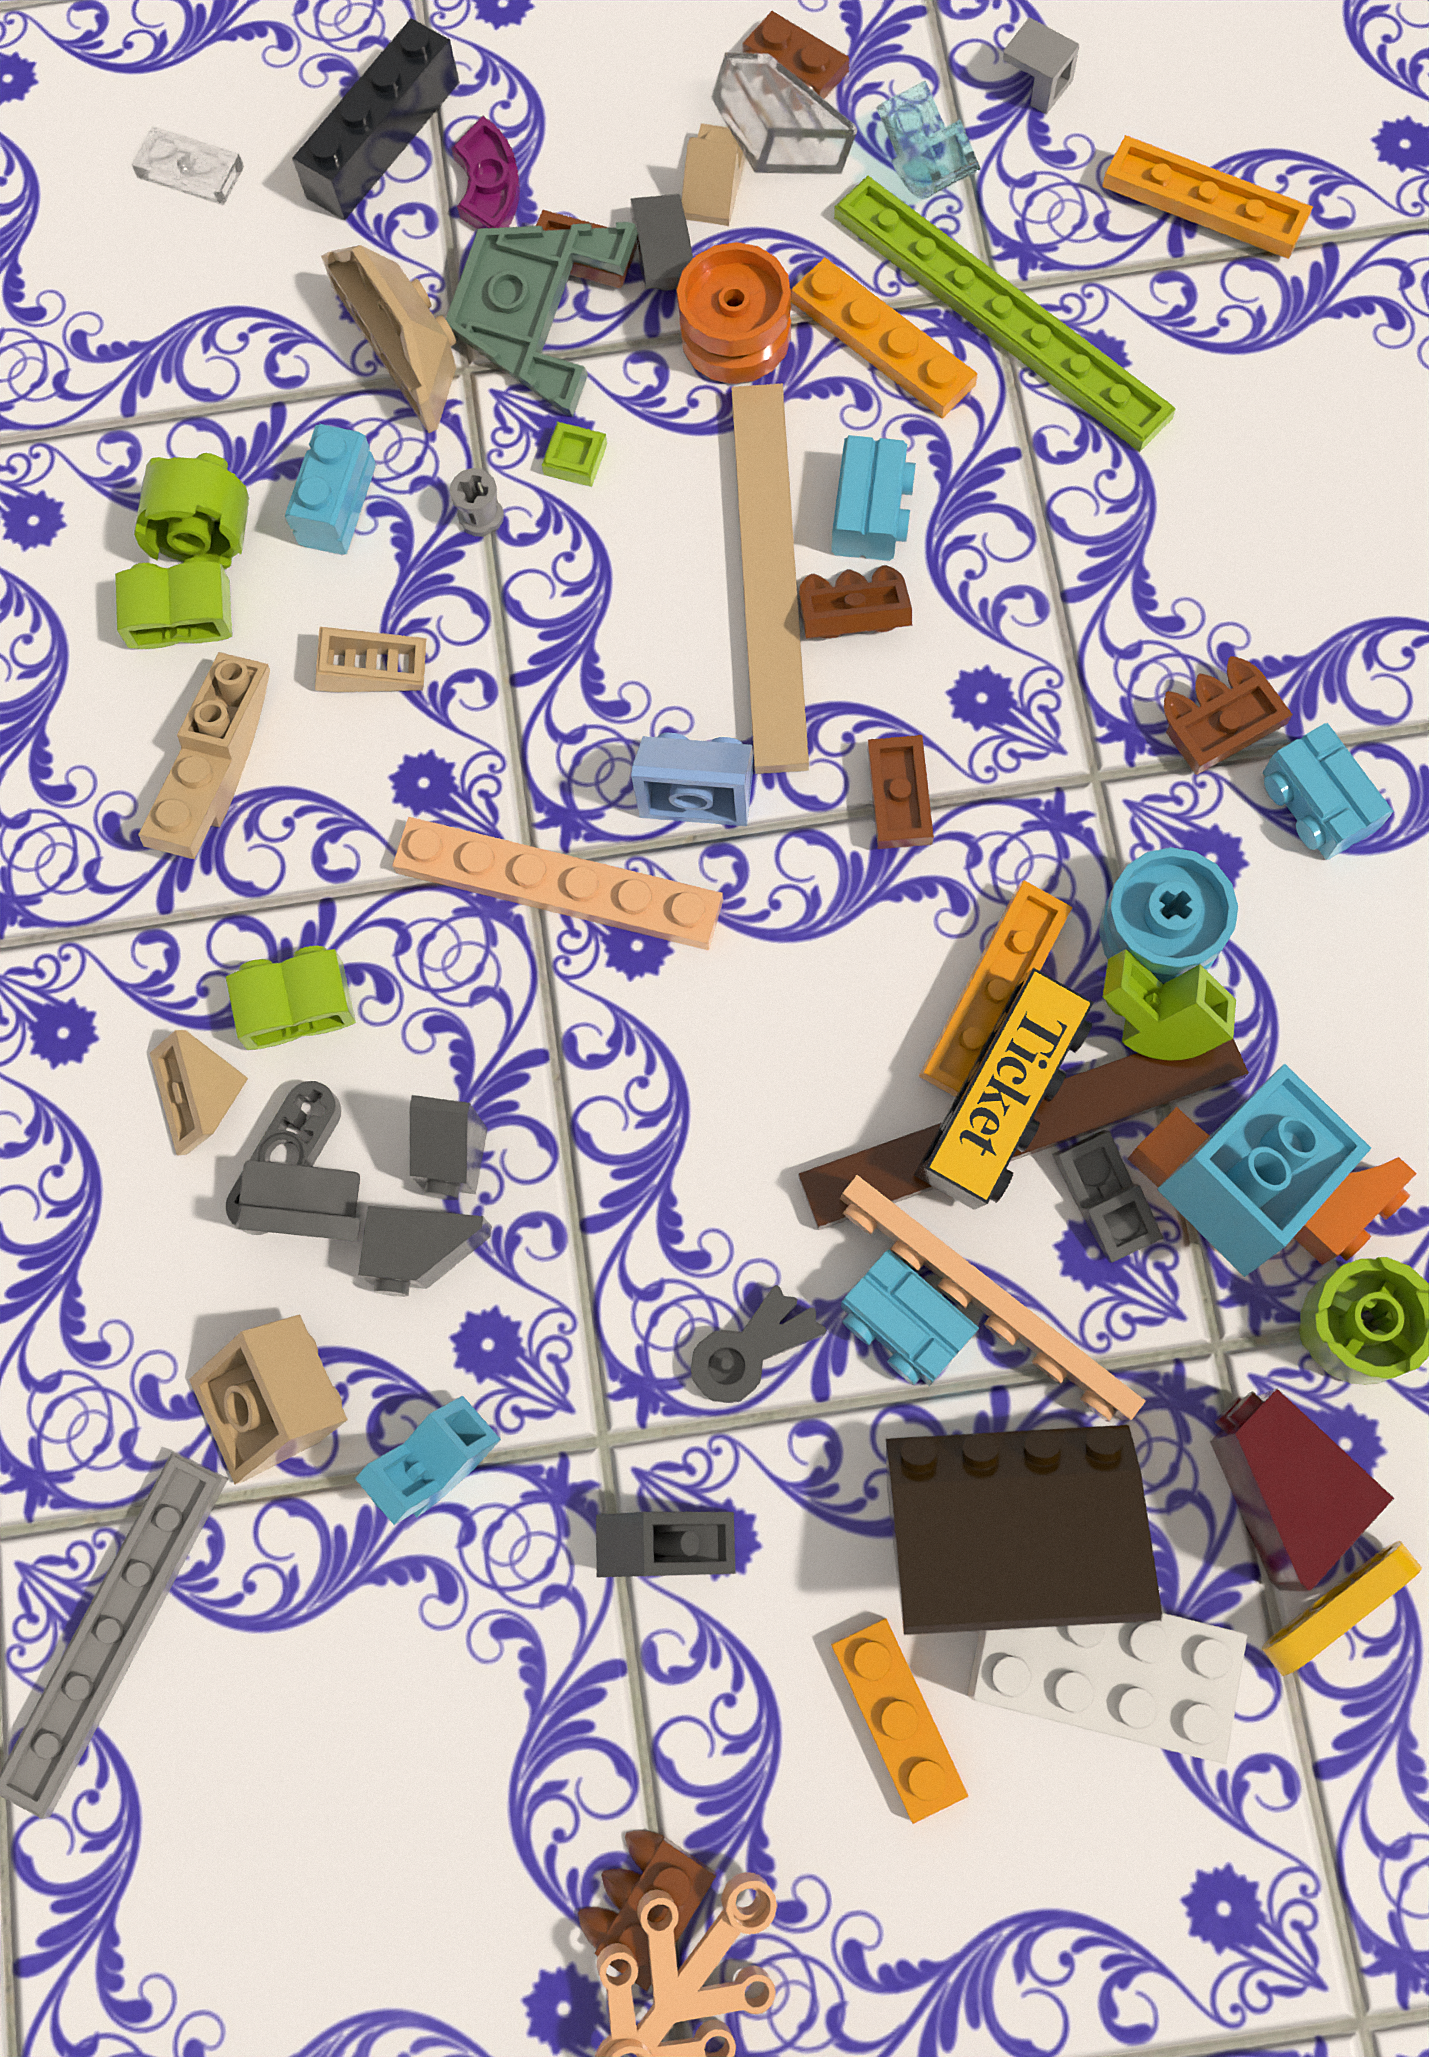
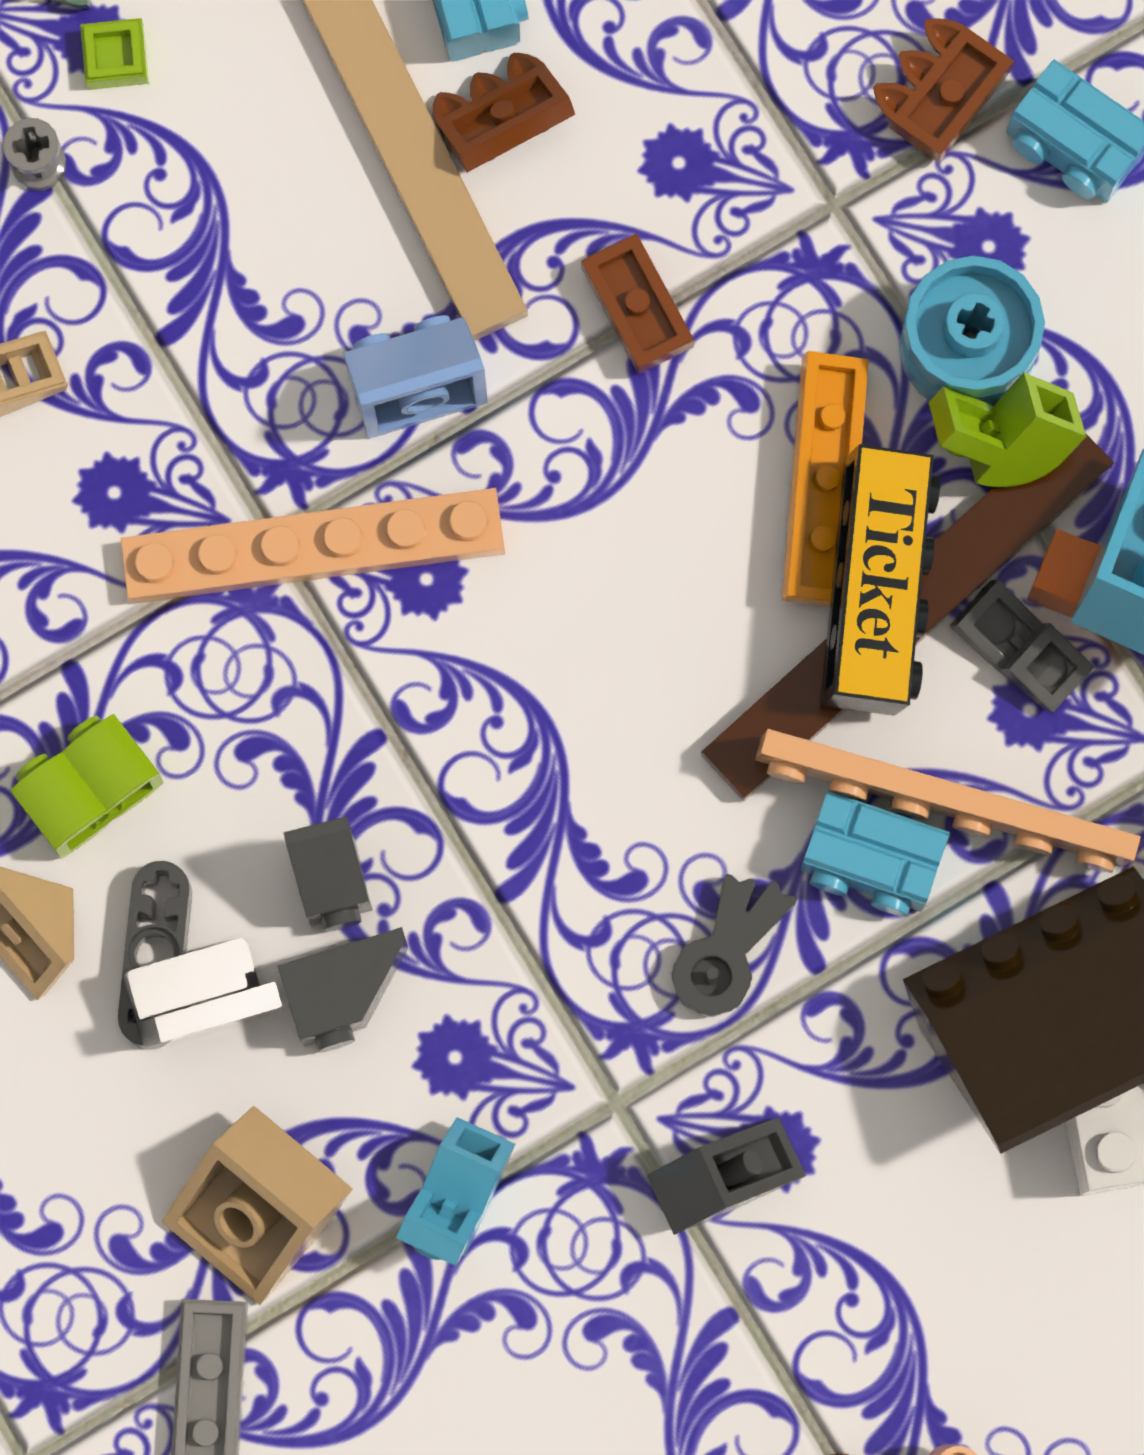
camera: 30 degrees left, 5 degrees up
(899, 1720) = (1024, 1245): light orange plate -> none

